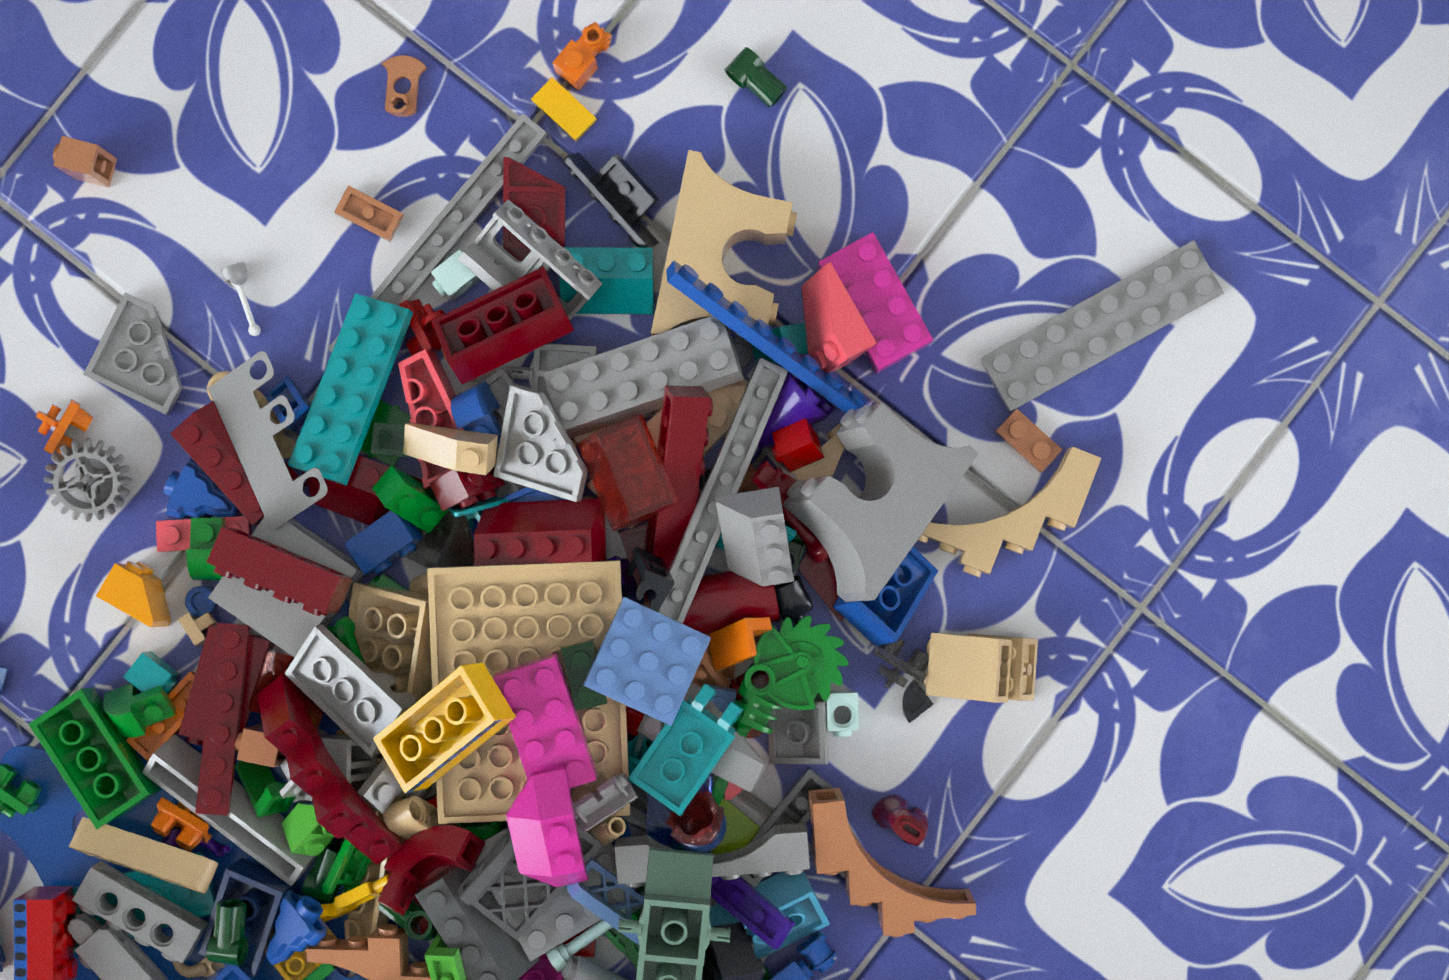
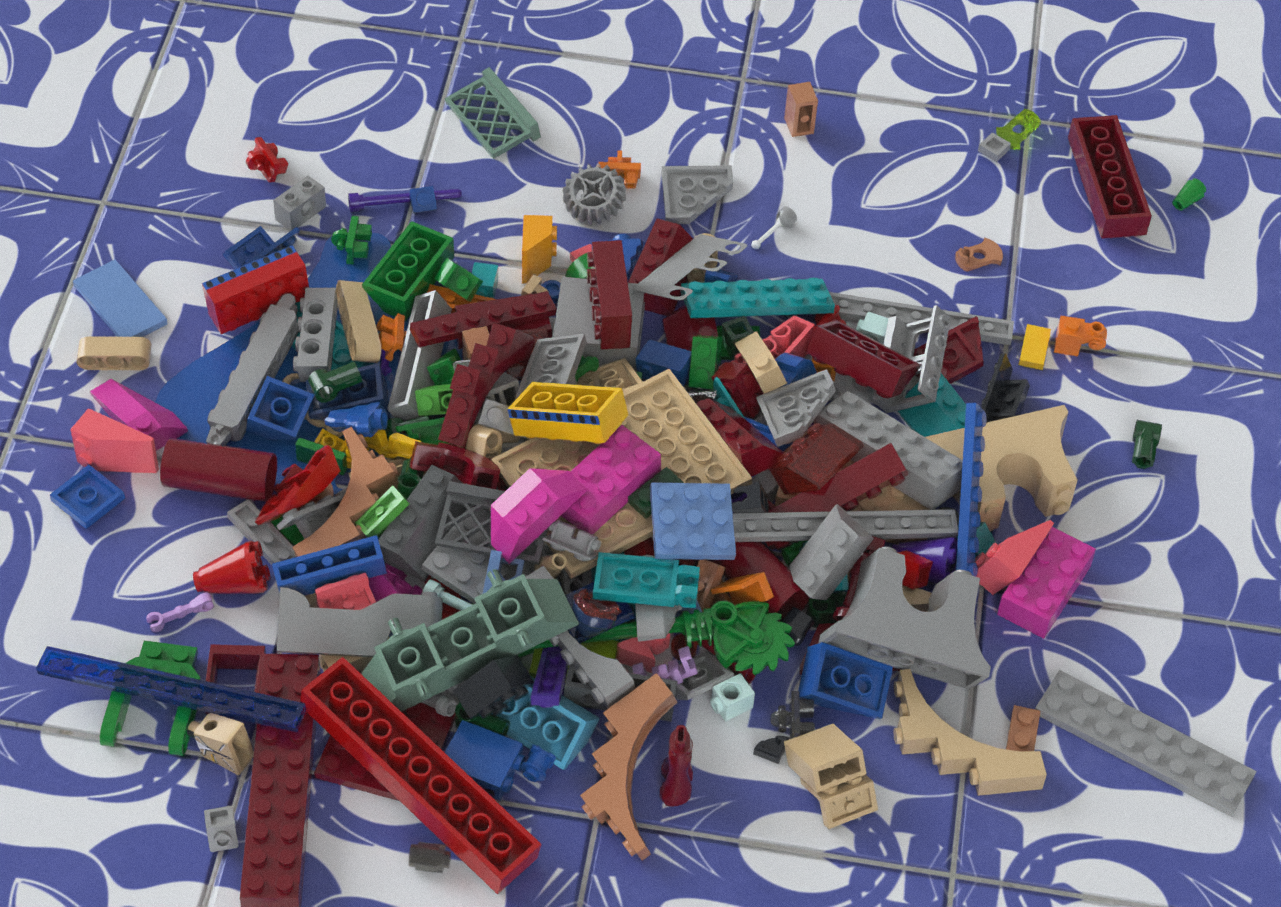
camera: 55 degrees right, 35 degrees down
(369, 213) = (880, 270): nougat plate -> none
(781, 766) = (673, 670): none -> lavender piece

